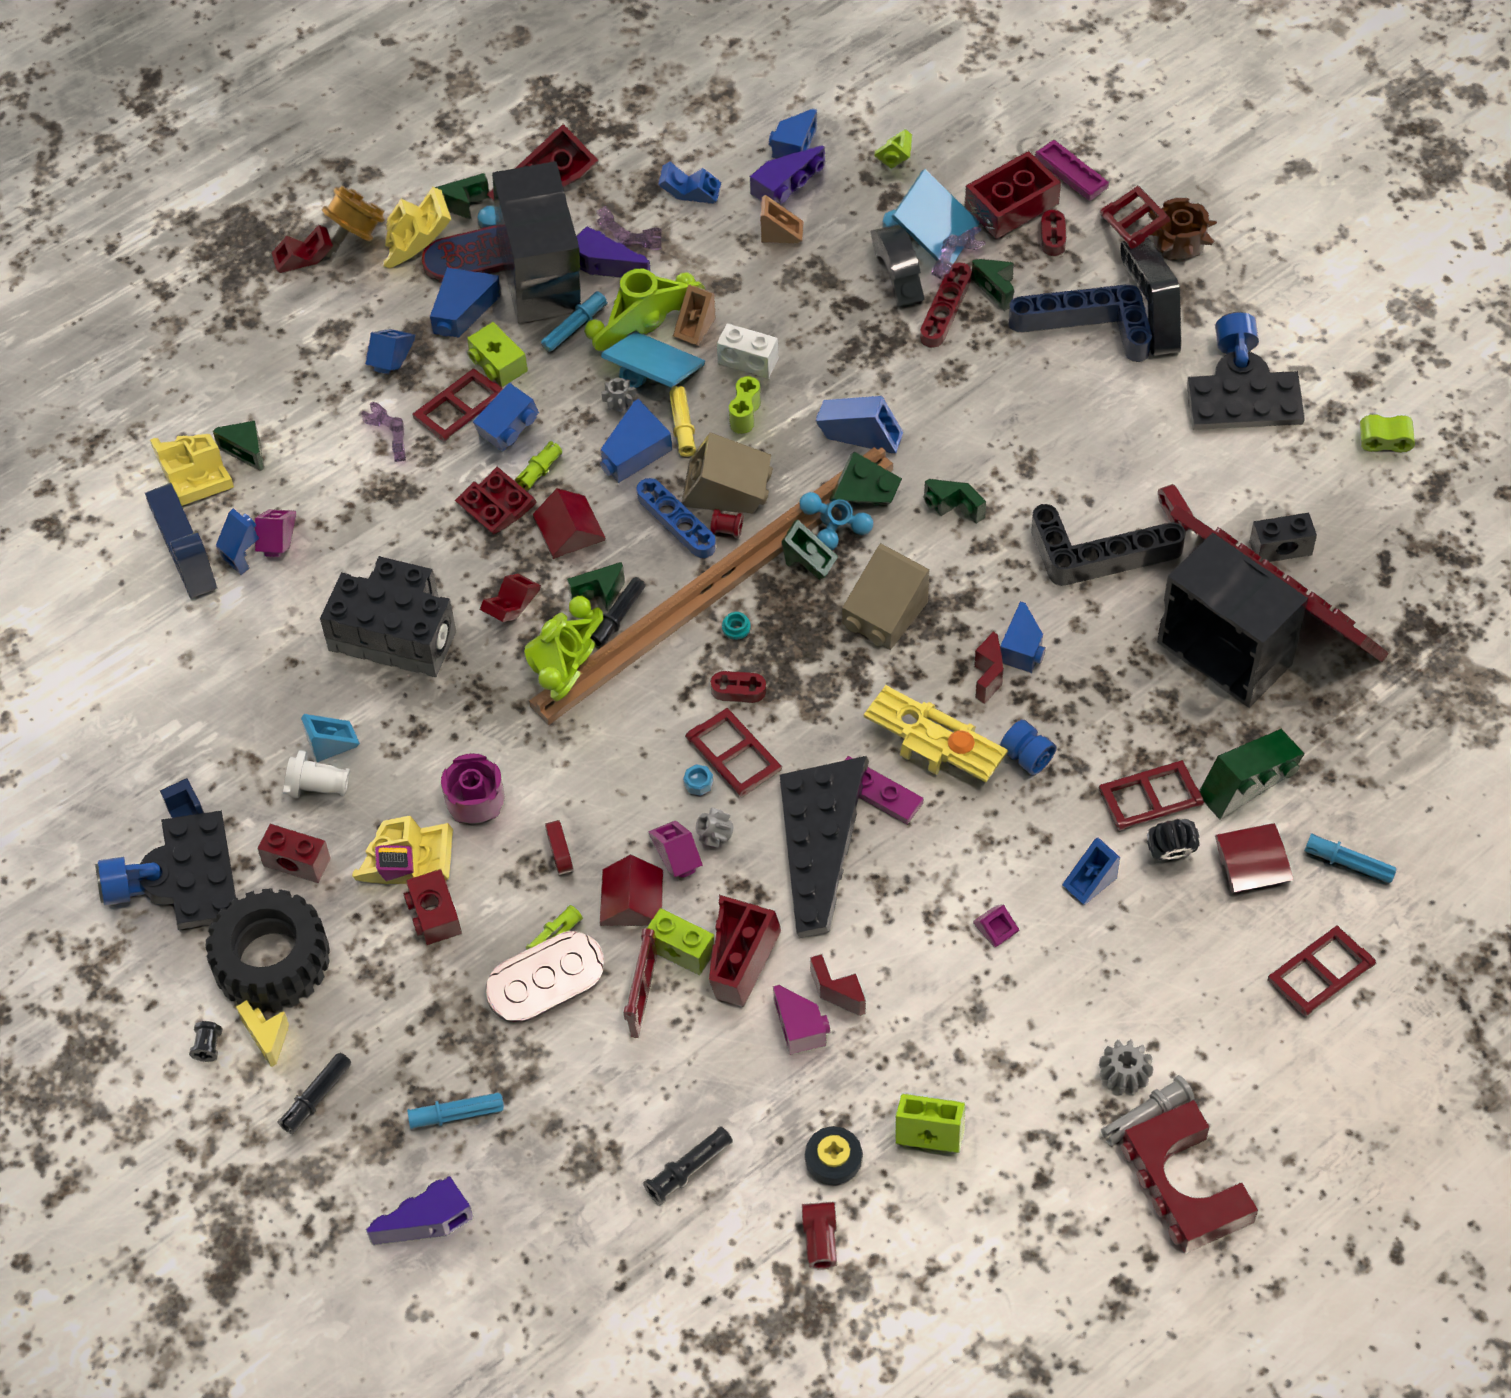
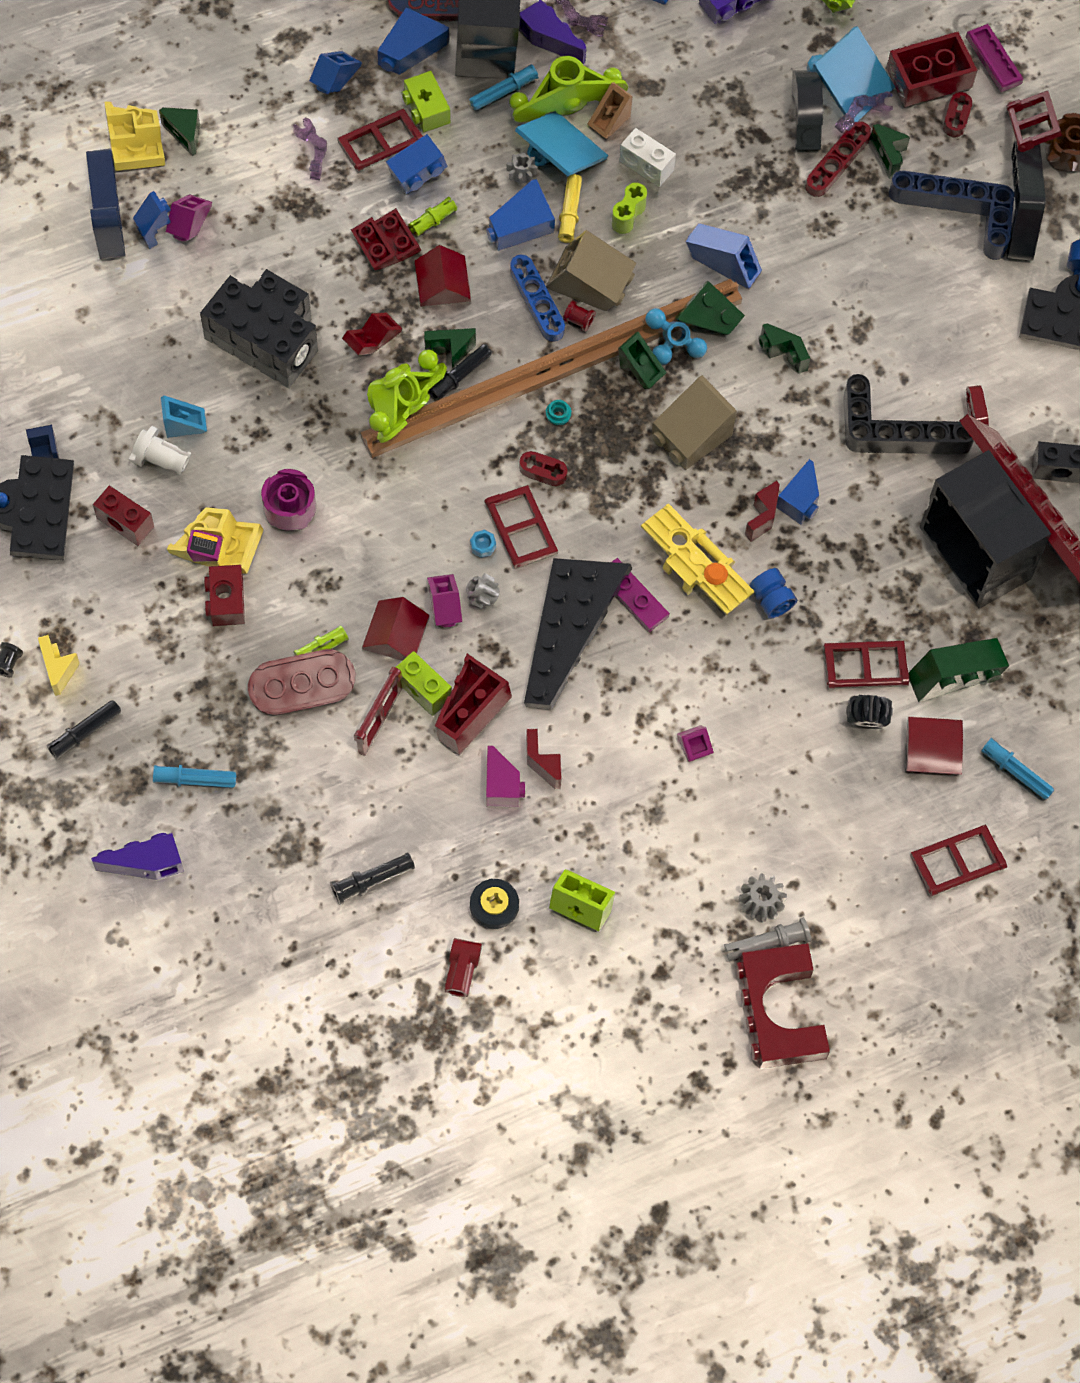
camera: 10 degrees right, 10 degrees up
(256, 917) = (74, 564): black tyre -> none
(559, 847) = (346, 571): dark red beam -> none
(779, 224) = (714, 41): medium nougat slope -> none
(1093, 872) = (791, 720): blue slope -> none

